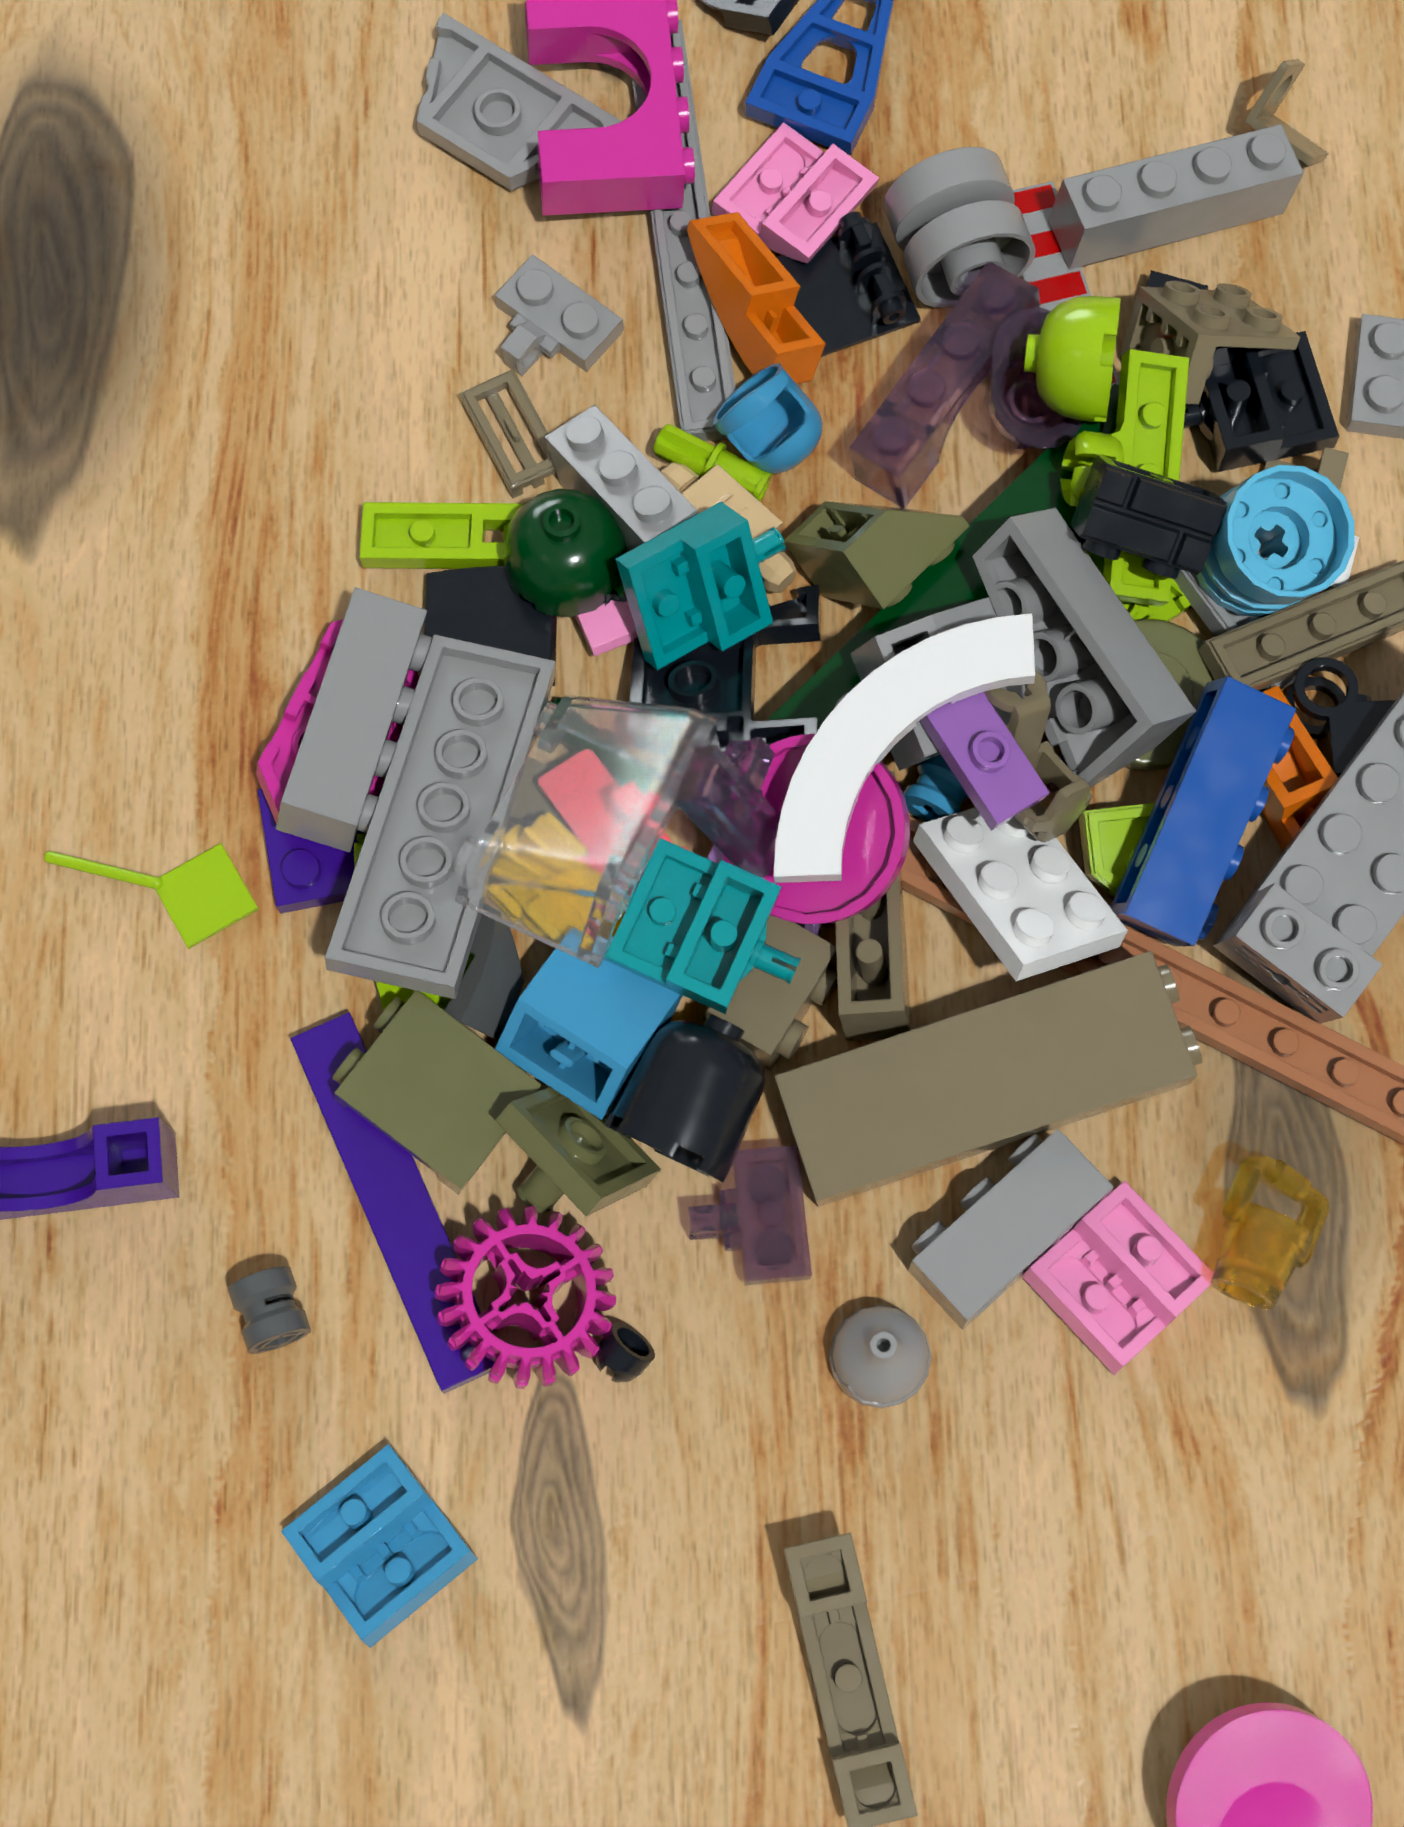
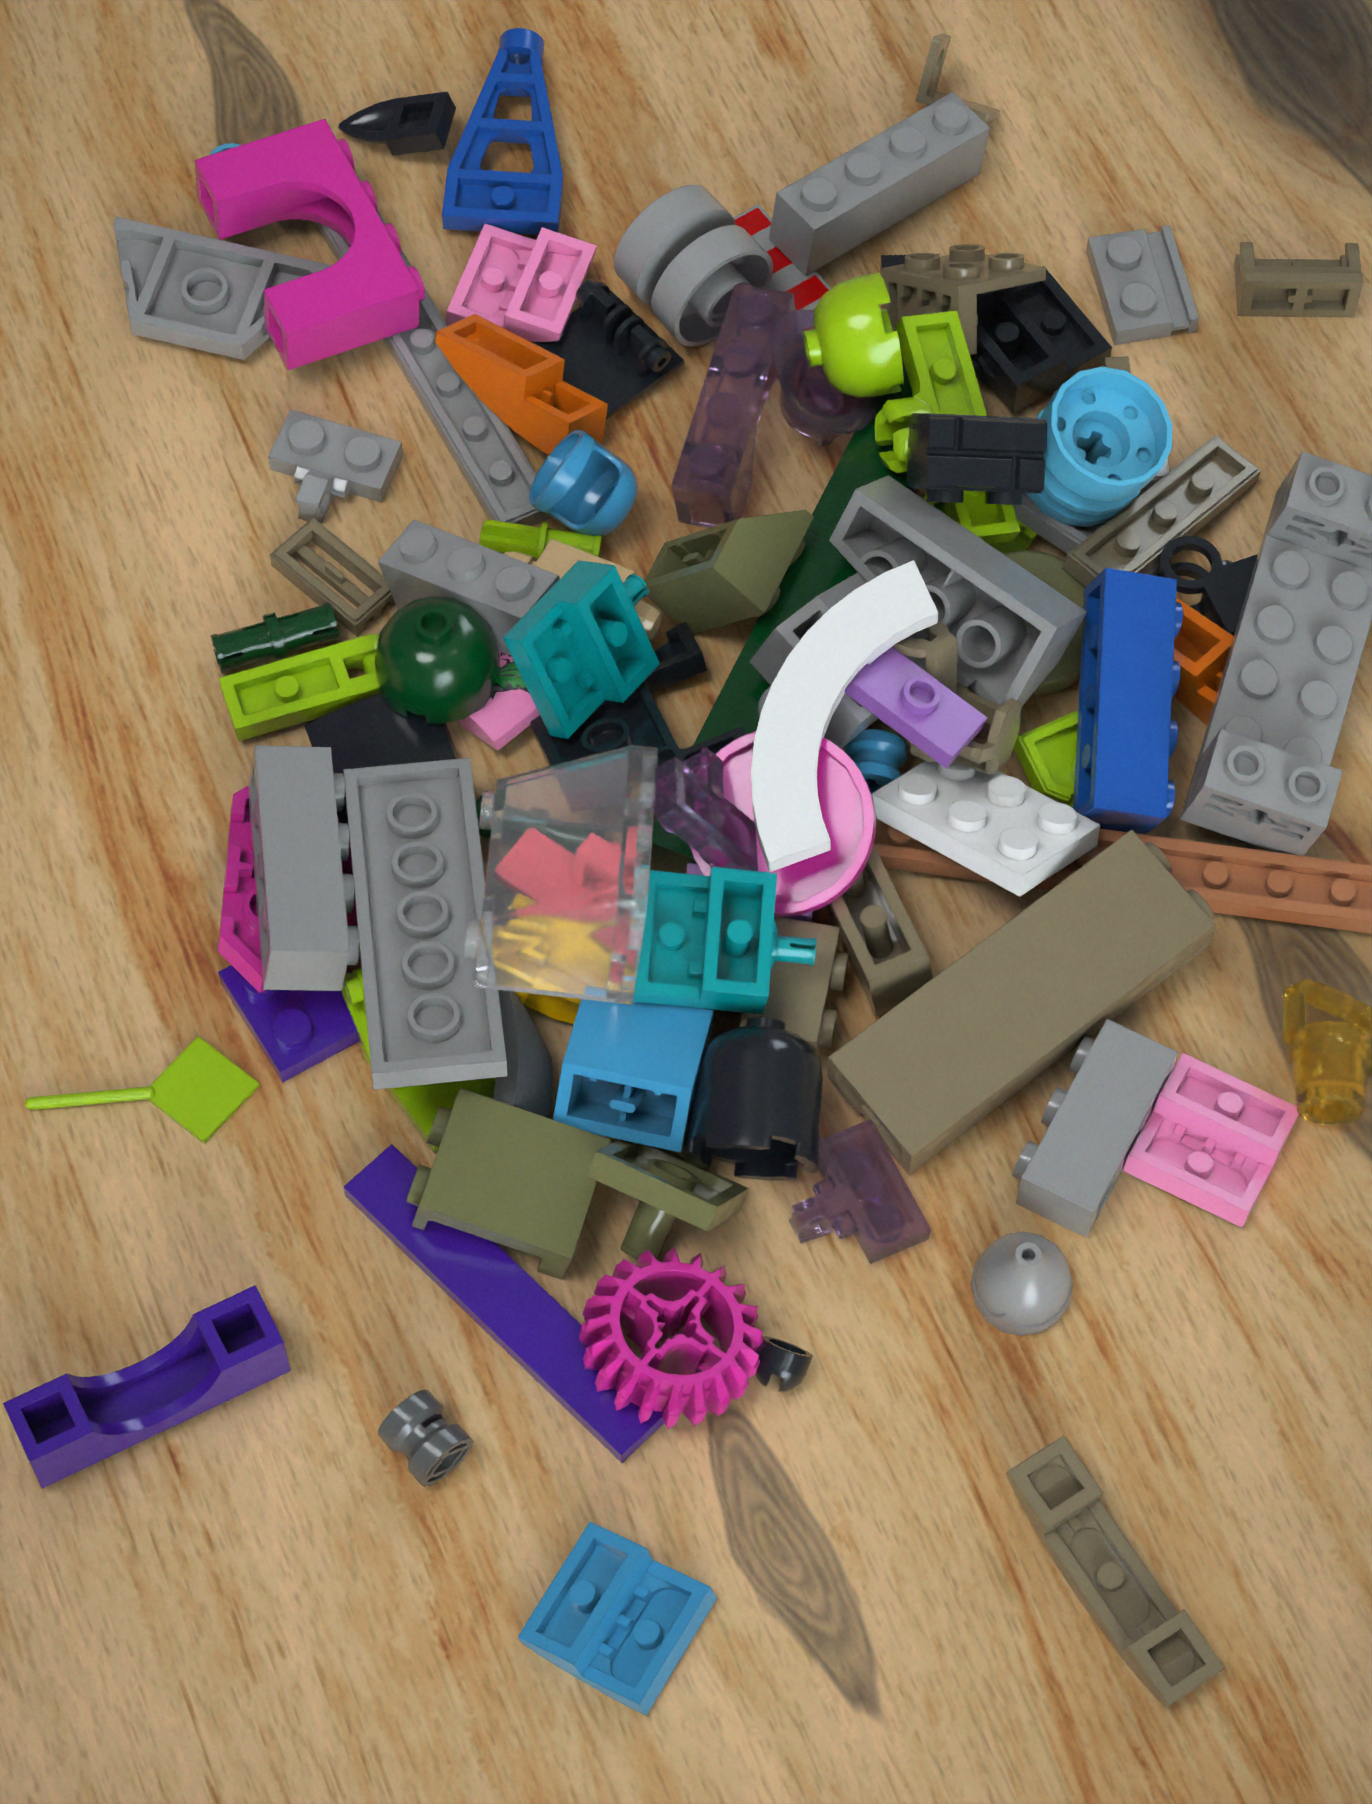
camera: 25 degrees left, 10 degrees down
(433, 476) = (275, 637): none -> dark green pin

